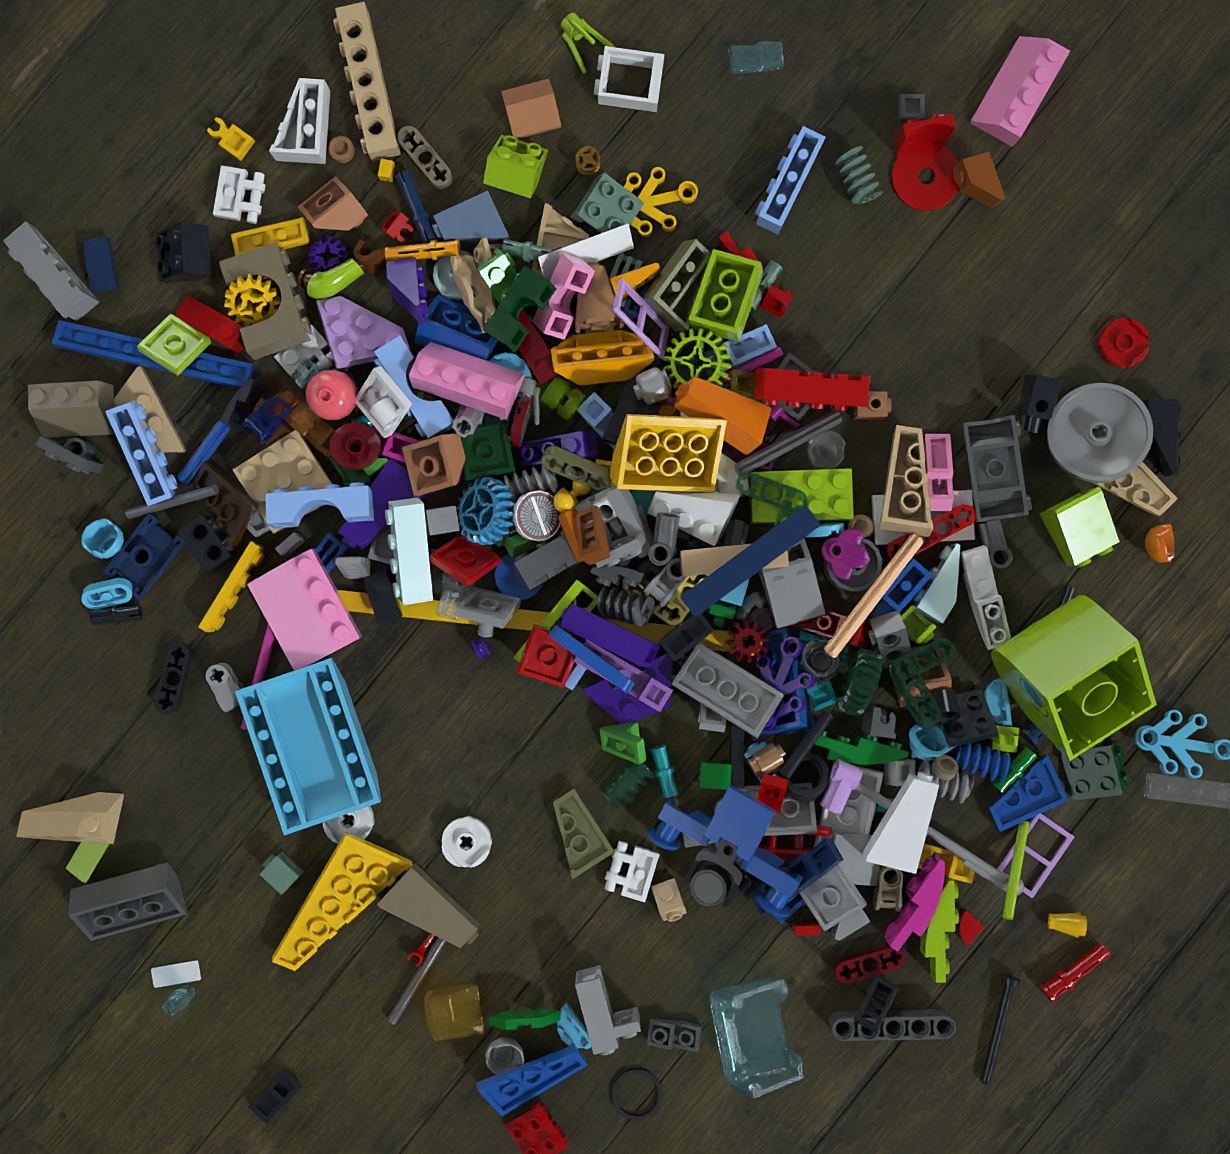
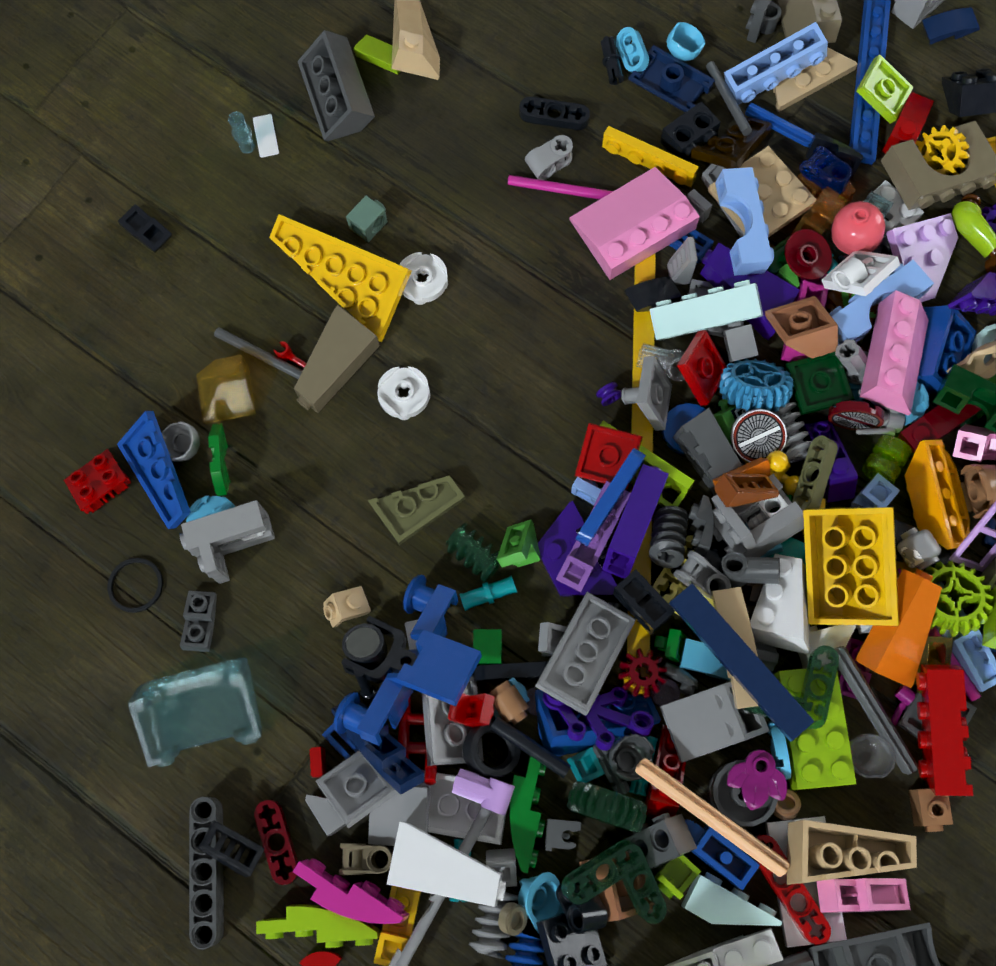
camera: 90 degrees right, 15 degrees down
(309, 745) = (498, 233): medium azure slope -> none
(639, 874) = (376, 572): white plate -> none

